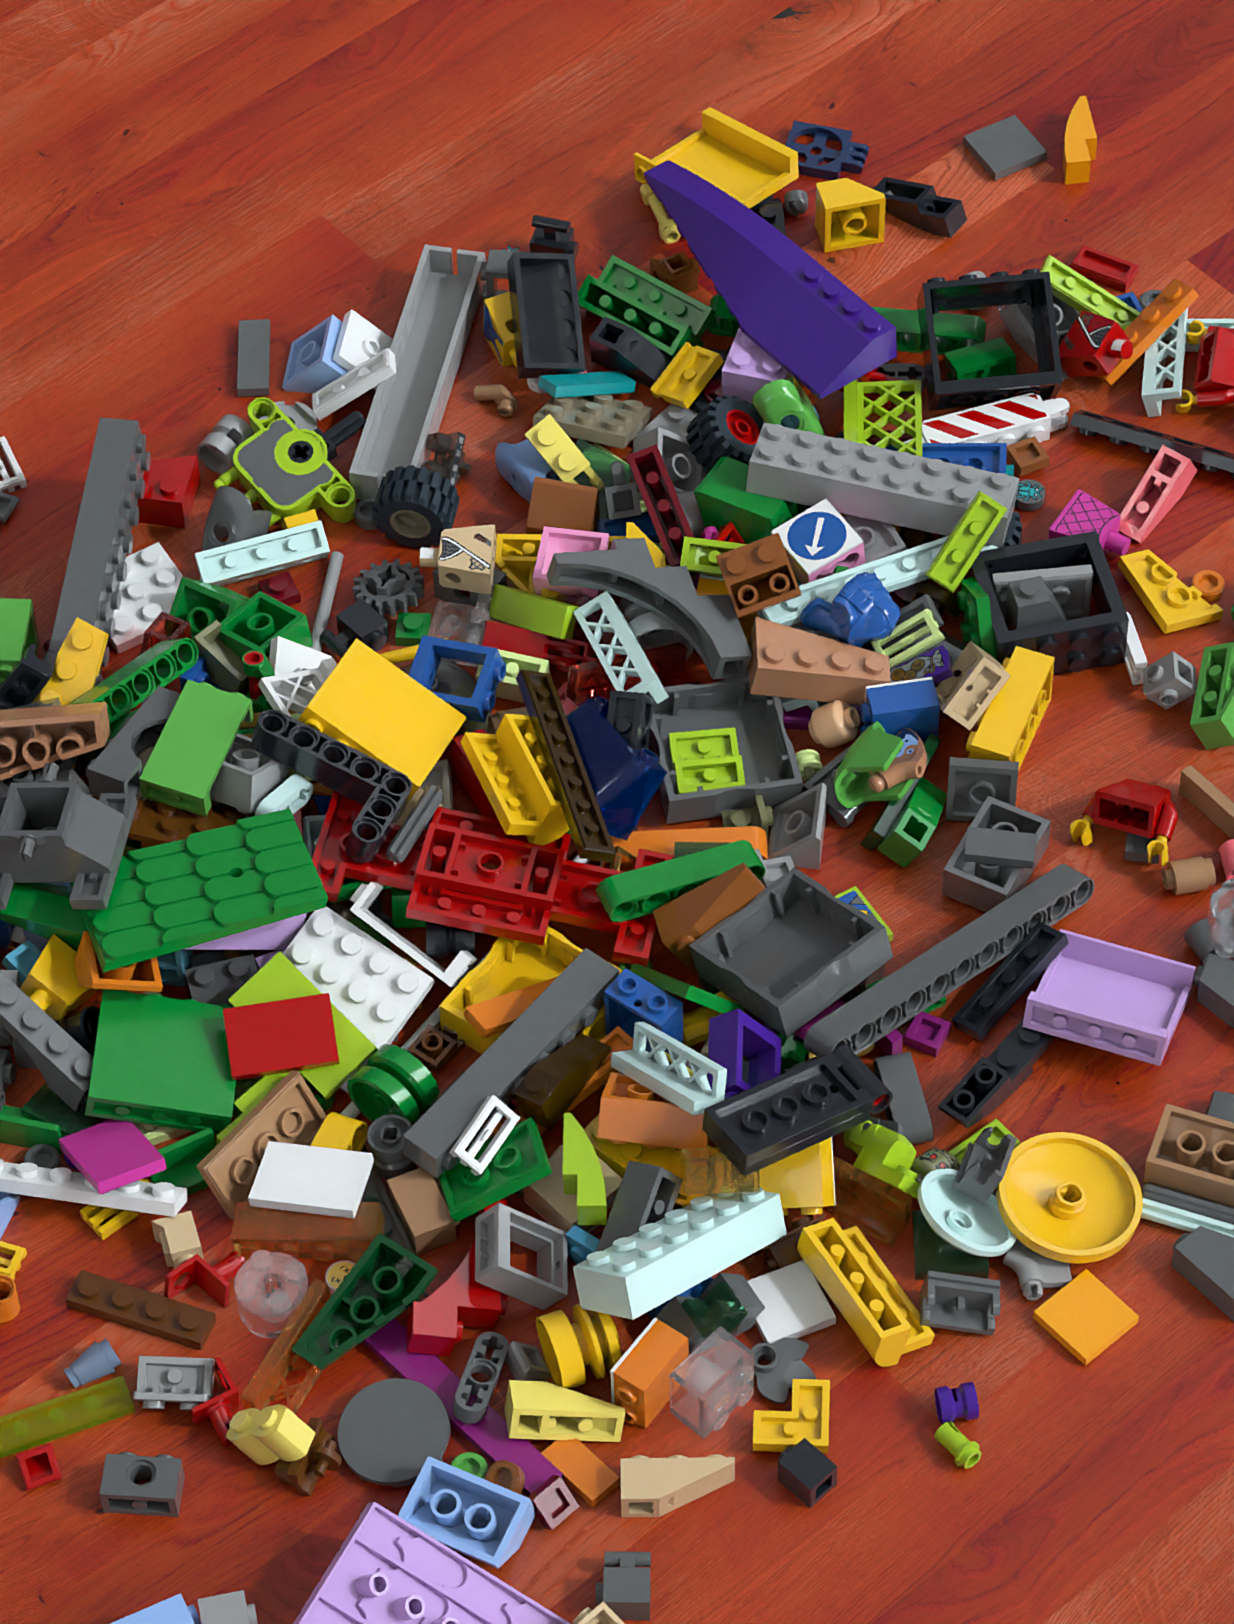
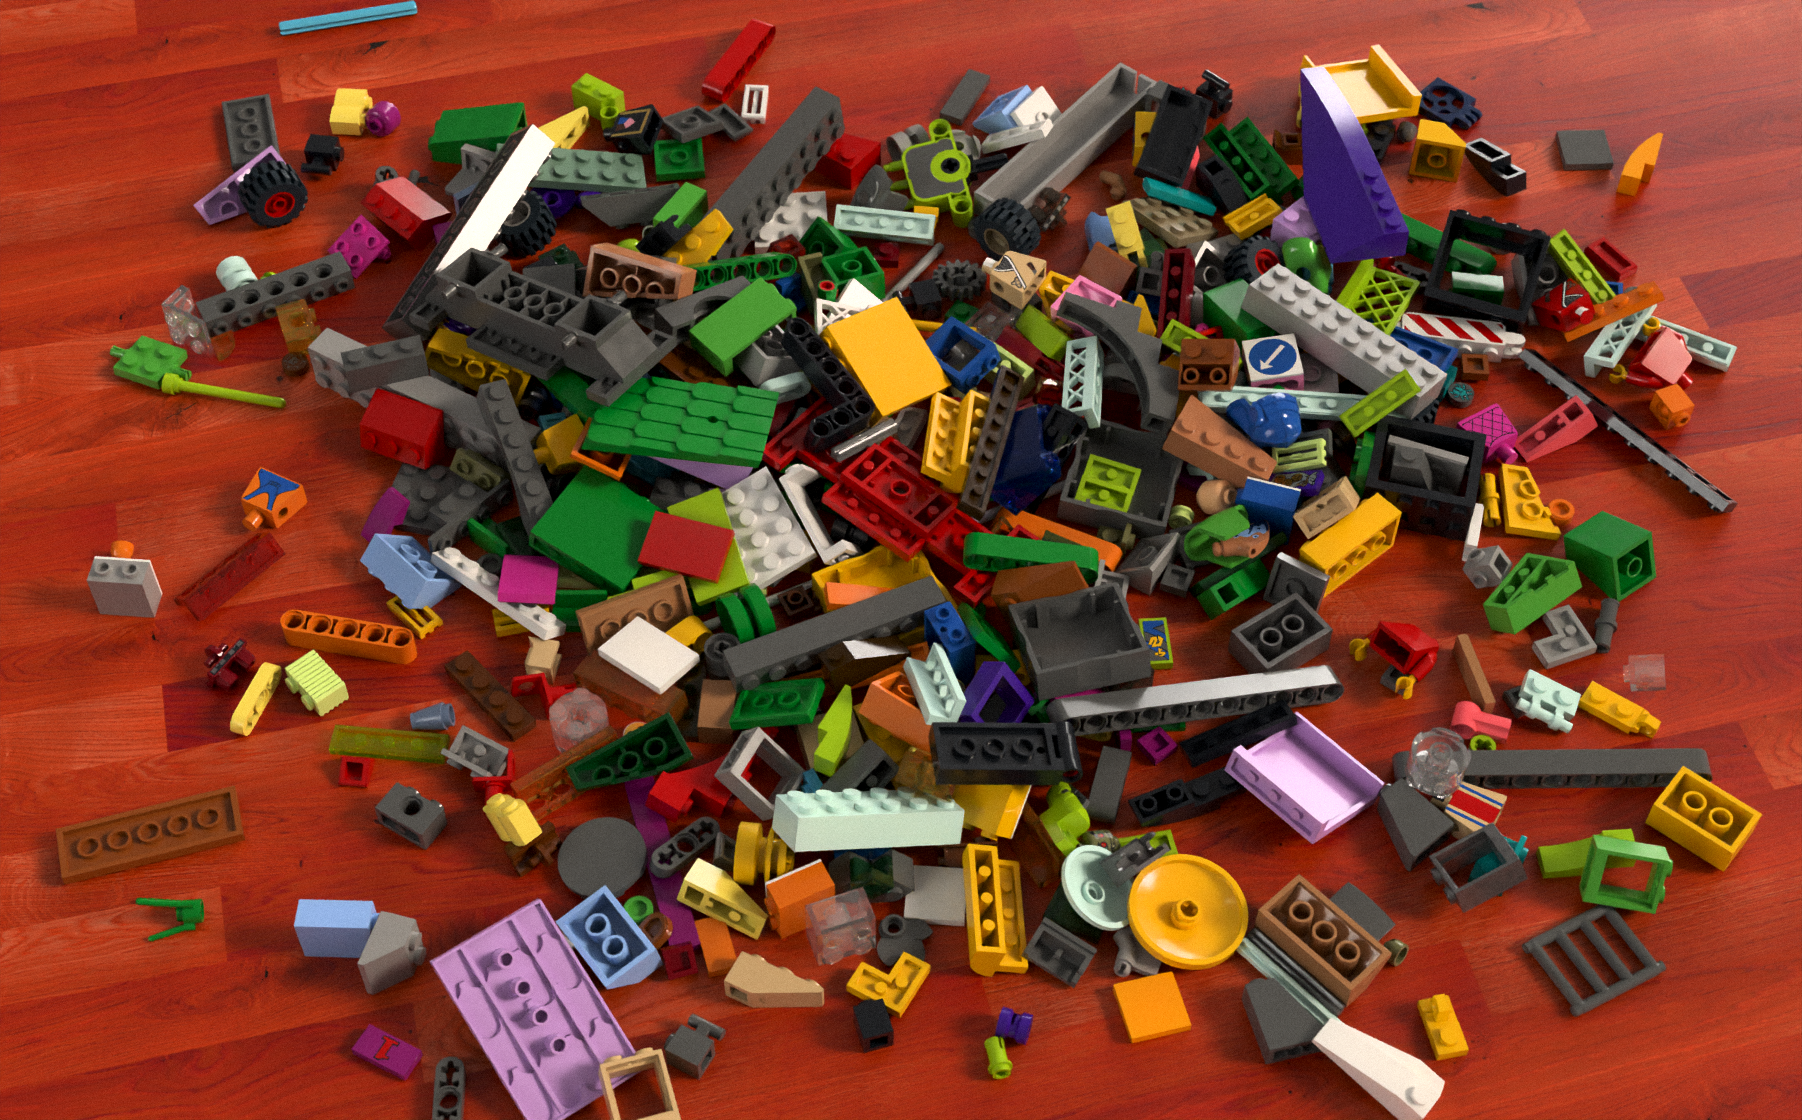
camera: 25 degrees right, 0 degrees up
(467, 1158) = (760, 686): white tile -> none
(843, 838) = (1177, 580): none -> dark grey plate
(1000, 847) = (1282, 632): dark grey tile -> none
(1132, 605) = (1489, 499): none -> yellow pin
(1189, 875) = (1421, 714): medium nougat brick -> none

